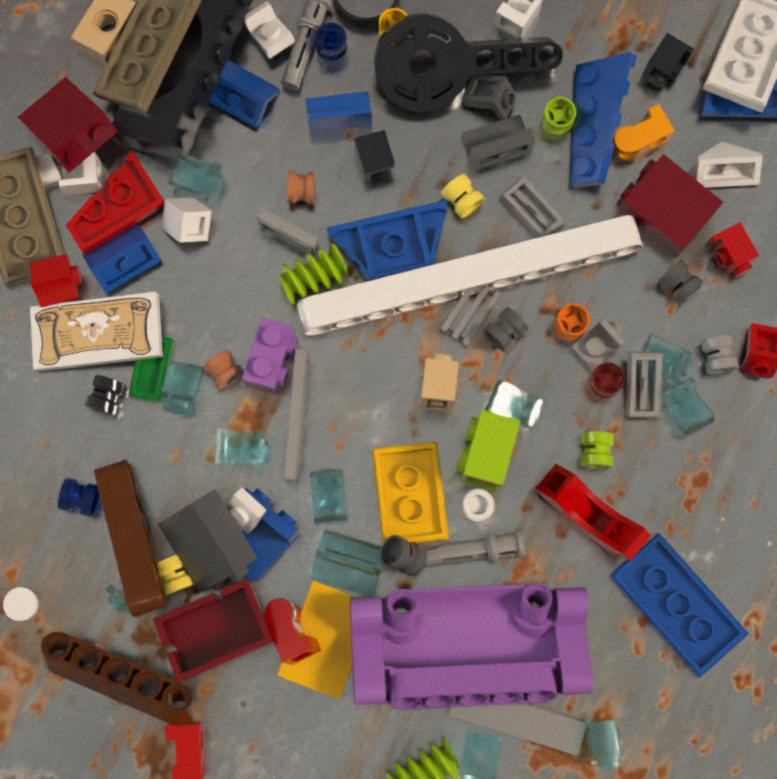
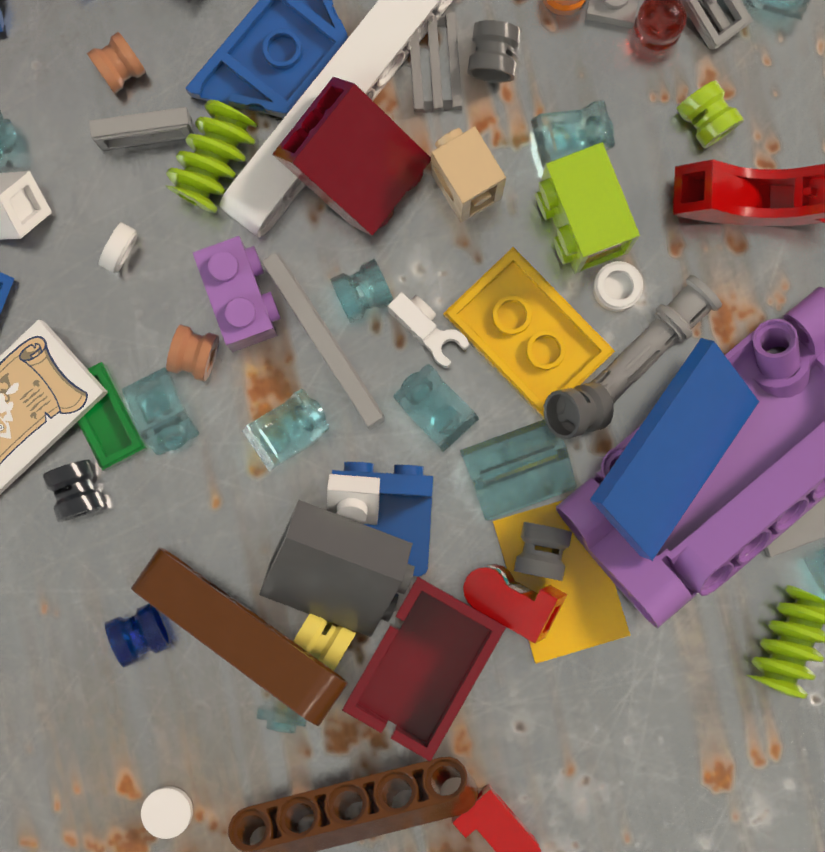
camera: 30 degrees left, 5 degrees up
(227, 285) = (118, 248): none -> white tile
(319, 621) = (539, 562): none -> dark grey wheel
(345, 404) = (372, 285): none -> clear light blue wheel
(355, 441) = (417, 319): none -> white plate
(385, 329) = (353, 156): none -> dark red brick
(436, 615) = (675, 449): none -> blue tile

